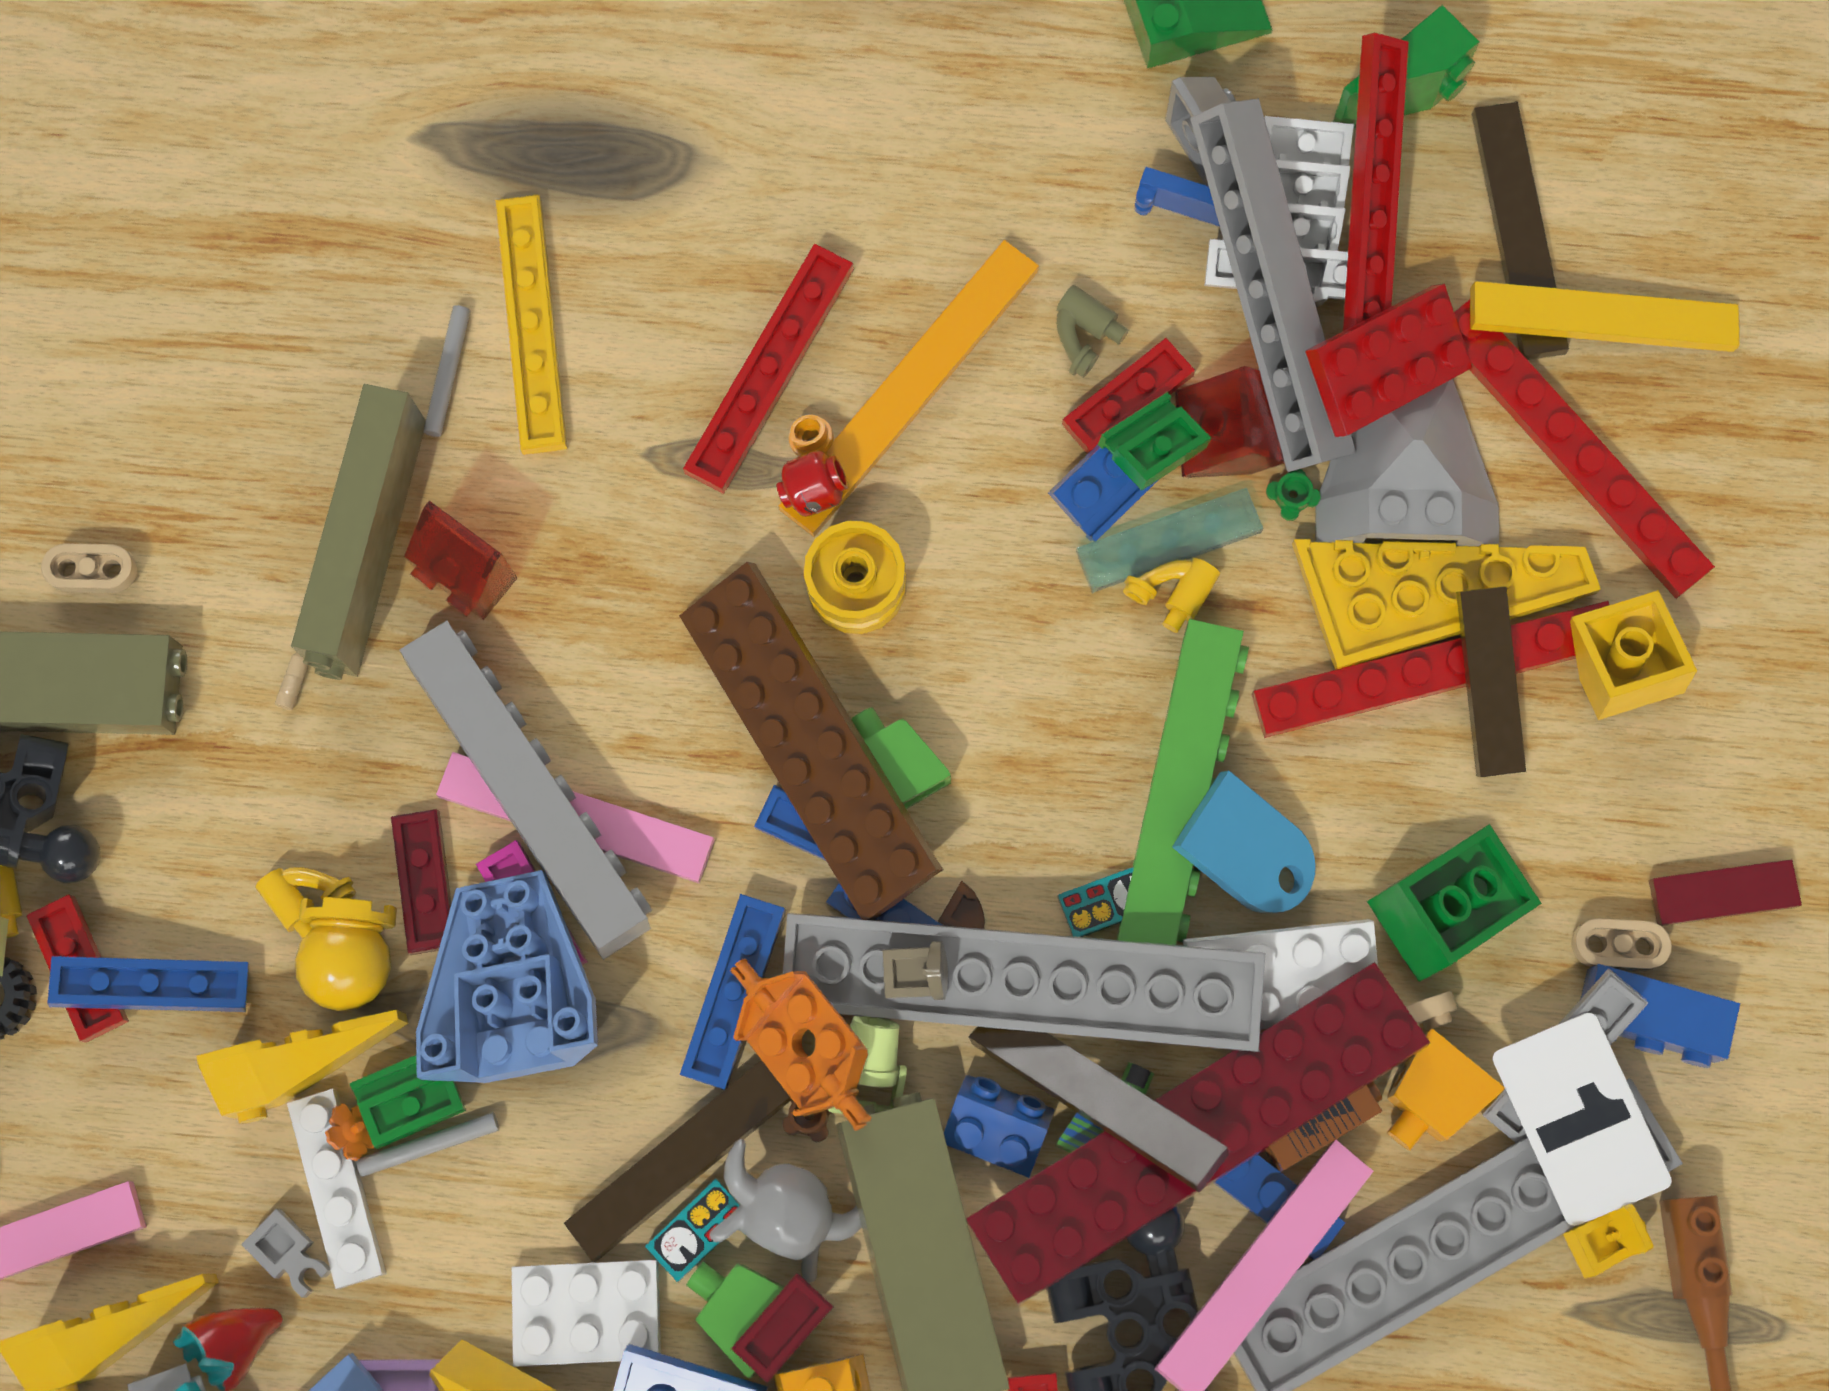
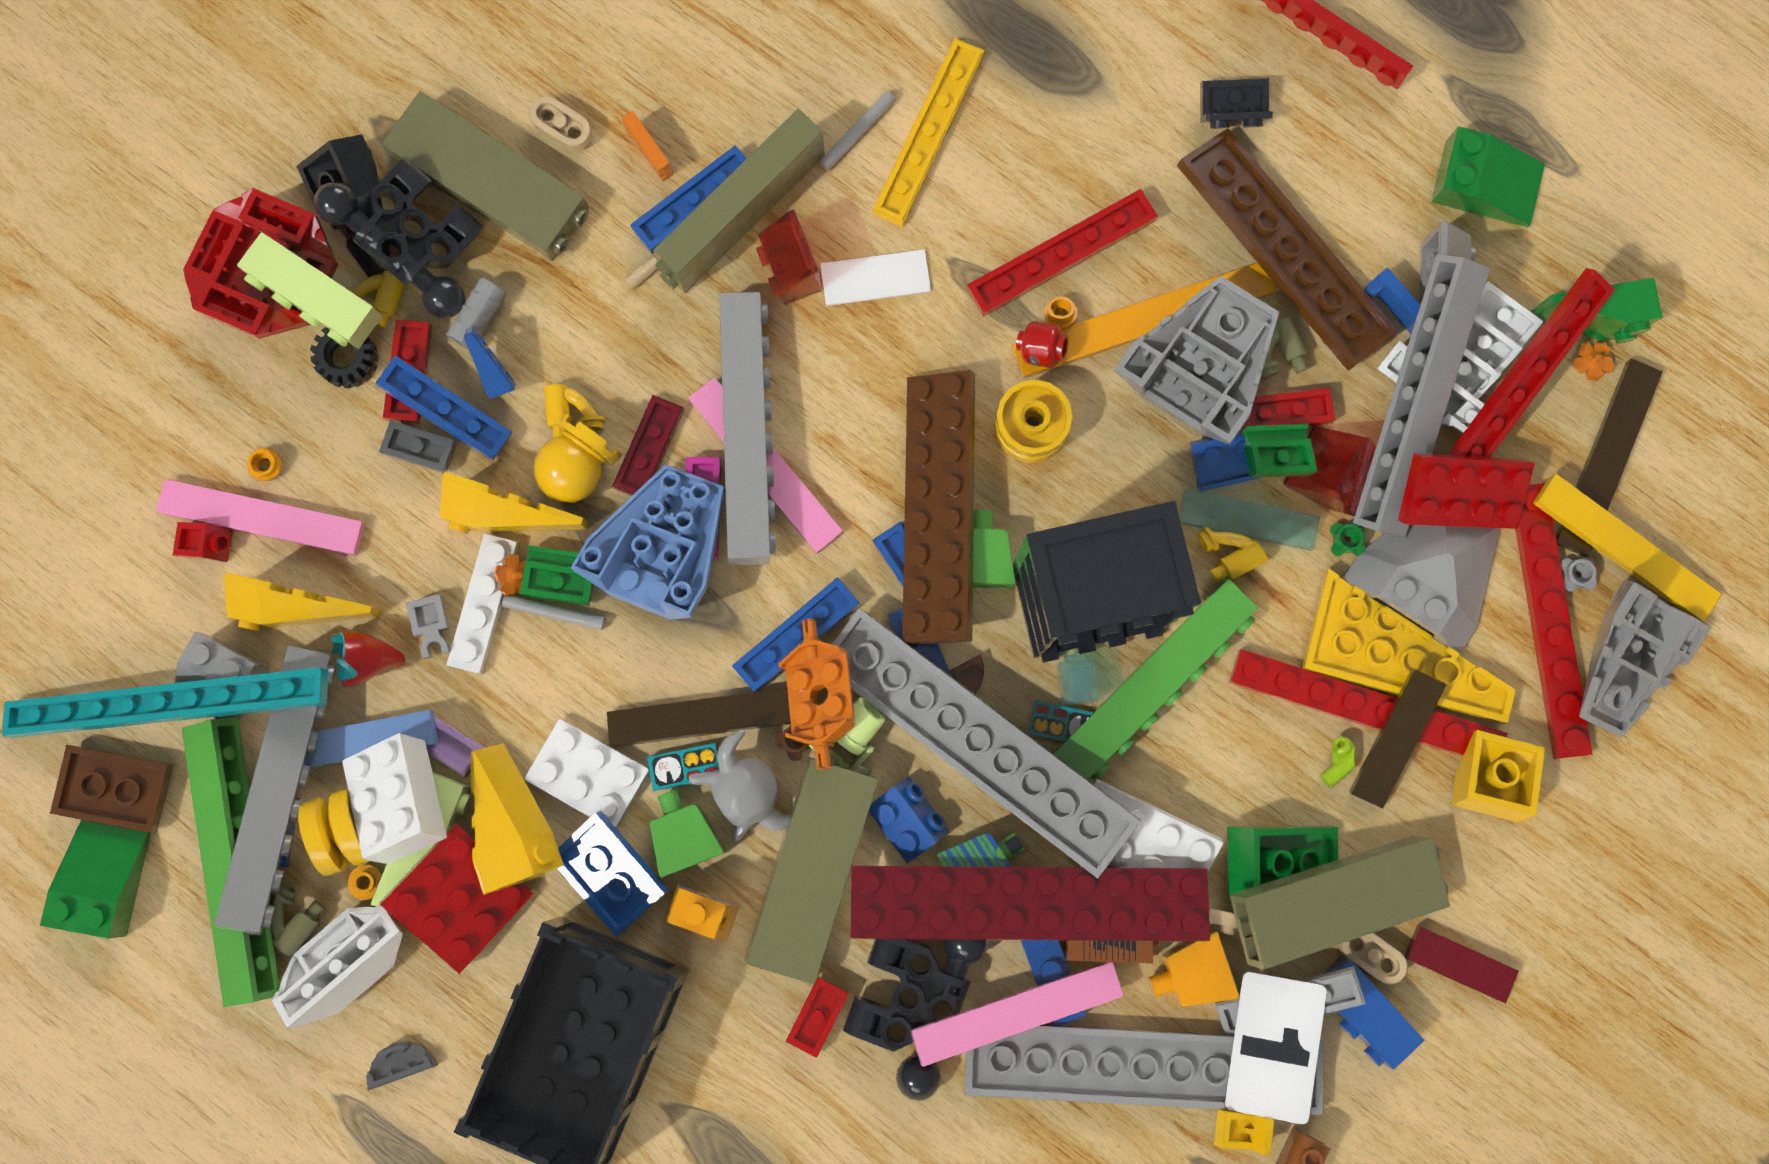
camera: 30 degrees right, 5 degrees up
(121, 850) = (477, 311): none -> light grey axle
(144, 1050) = (418, 447): none -> dark grey plate
(181, 906) = (491, 371): none -> blue slope
(210, 533) = (647, 146): none -> orange tile
(284, 592) = (671, 211): none -> blue plate
(571, 525) = (875, 277): none -> white piece
(782, 1327) = (698, 860): dark red tile -> none
(859, 86) = (1234, 101): none -> black bracket
(916, 972) = (915, 694): dark tan tile -> none
(1007, 390) = (1205, 359): none -> light grey wedge
(1021, 212) = (1287, 249): none -> reddish brown plate
(1051, 704) = (1104, 580): none -> black container
(1091, 841) = (1077, 680): none -> clear light blue brick
(1106, 1102) = (983, 850): tile -> none
(1246, 845) = (1173, 743): dark azure tile -> none
(1435, 135) = (1593, 360): none -> orange plant
(1447, 746) = (1342, 762): none -> lime arm
(1545, 905) = (1339, 901): none -> olive brick
(1576, 366) = (1585, 567): none -> light grey plate
(1688, 428) = (1634, 655): none -> light grey wedge

